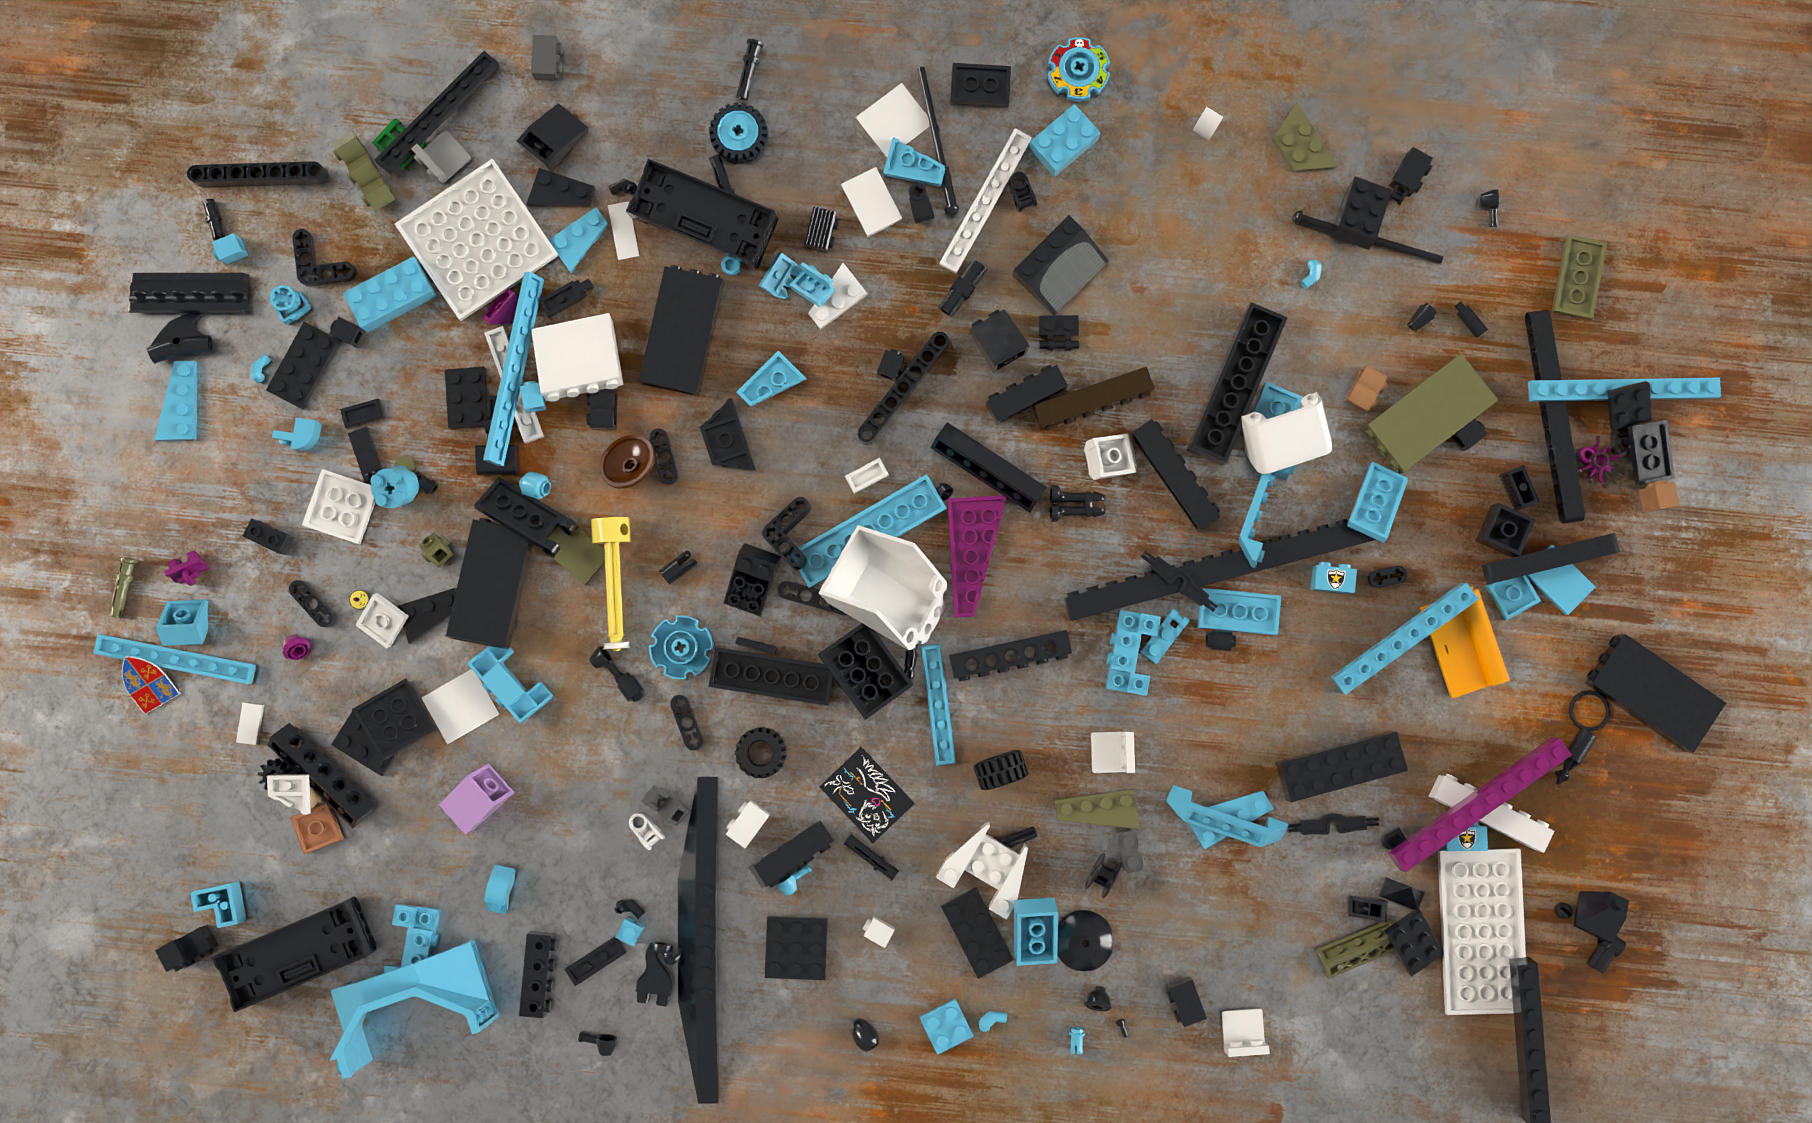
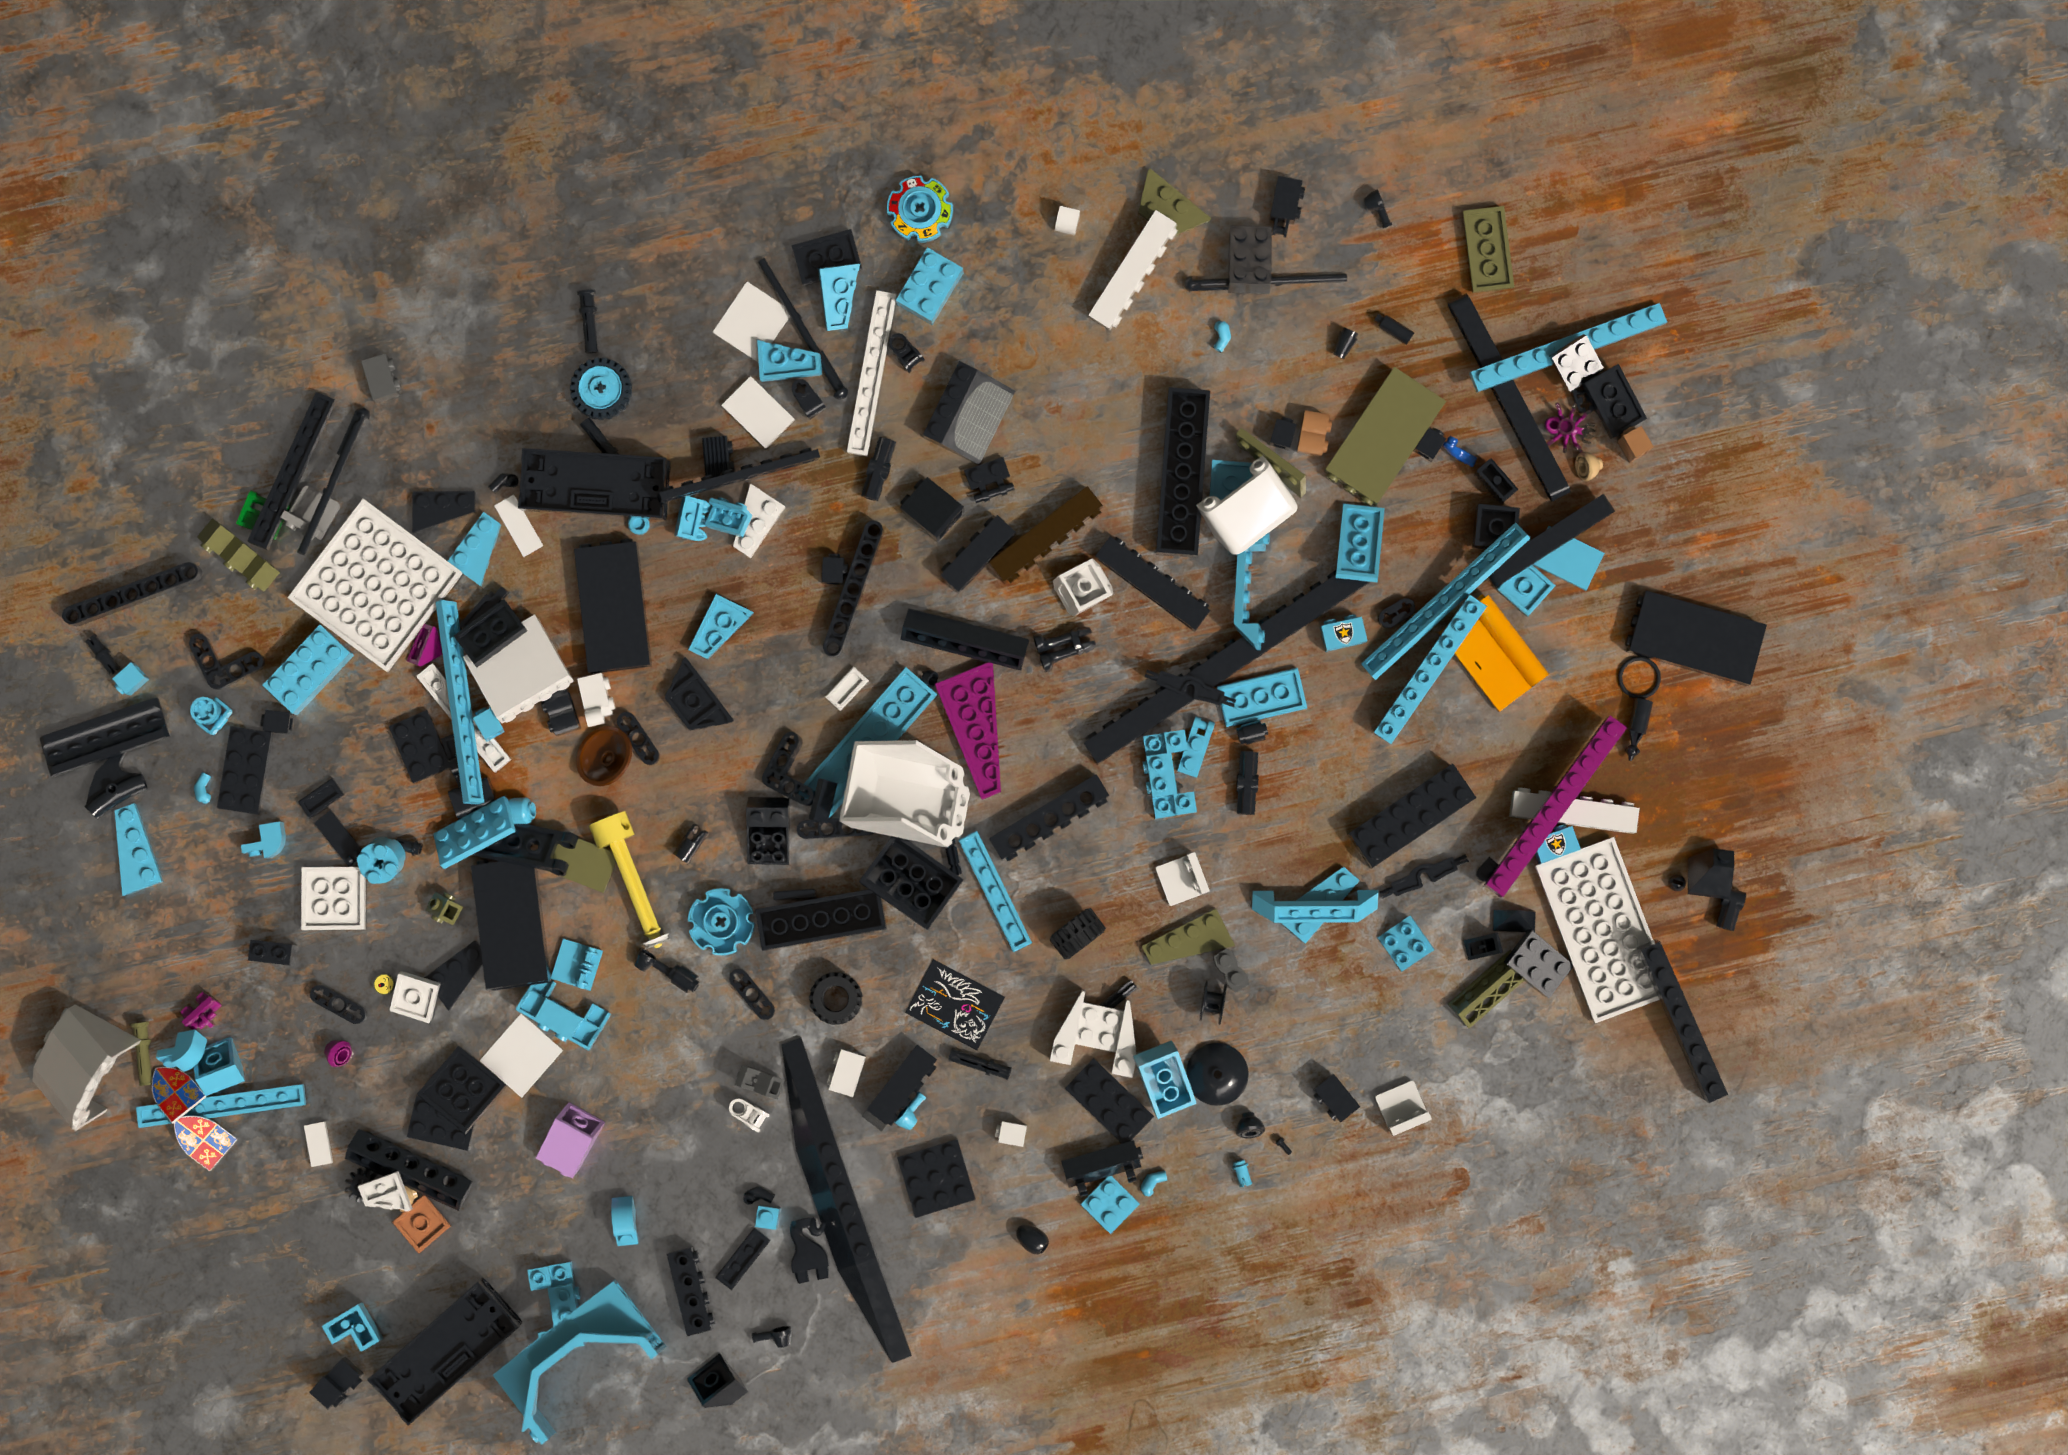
camera: 15 degrees left, 0 degrees up
(54, 560) = (71, 1059): none -> white windscreen
(136, 633) = (175, 1092): none -> shield
(159, 599) = (186, 1053): none -> medium azure brick
(407, 462) = (382, 831): olive tile -> none
(486, 490) = (474, 832): none -> medium azure plate
(516, 84) = (344, 451): none -> black bar
(532, 1068) = (717, 1383): none -> black slope
(538, 641) = (576, 964): none -> medium azure hinge
(552, 136) = (415, 455): black slope -> none
(562, 316) = (490, 633): none -> black plate
(638, 407) = (596, 698): none -> white hinge
(810, 569) = (823, 800): none -> black tile
(825, 248) = (729, 477): none -> black plate
(951, 988) = (1102, 1164): none -> black brick
(979, 118) = (837, 292): none -> medium azure wing
(1200, 684) = (1247, 783): none -> black piece
(1252, 187) = (1133, 270): none -> white brick
(1297, 880) = (1406, 943): none -> medium azure hinge
(1335, 418) = (1287, 473): none -> olive wing
(1338, 380) = (1283, 433): none -> black brick
(1440, 580) = (1445, 601): none -> medium azure plate
(1491, 450) = (1458, 453): none -> blue arm
(1606, 502) = (1587, 466): none -> tan brick

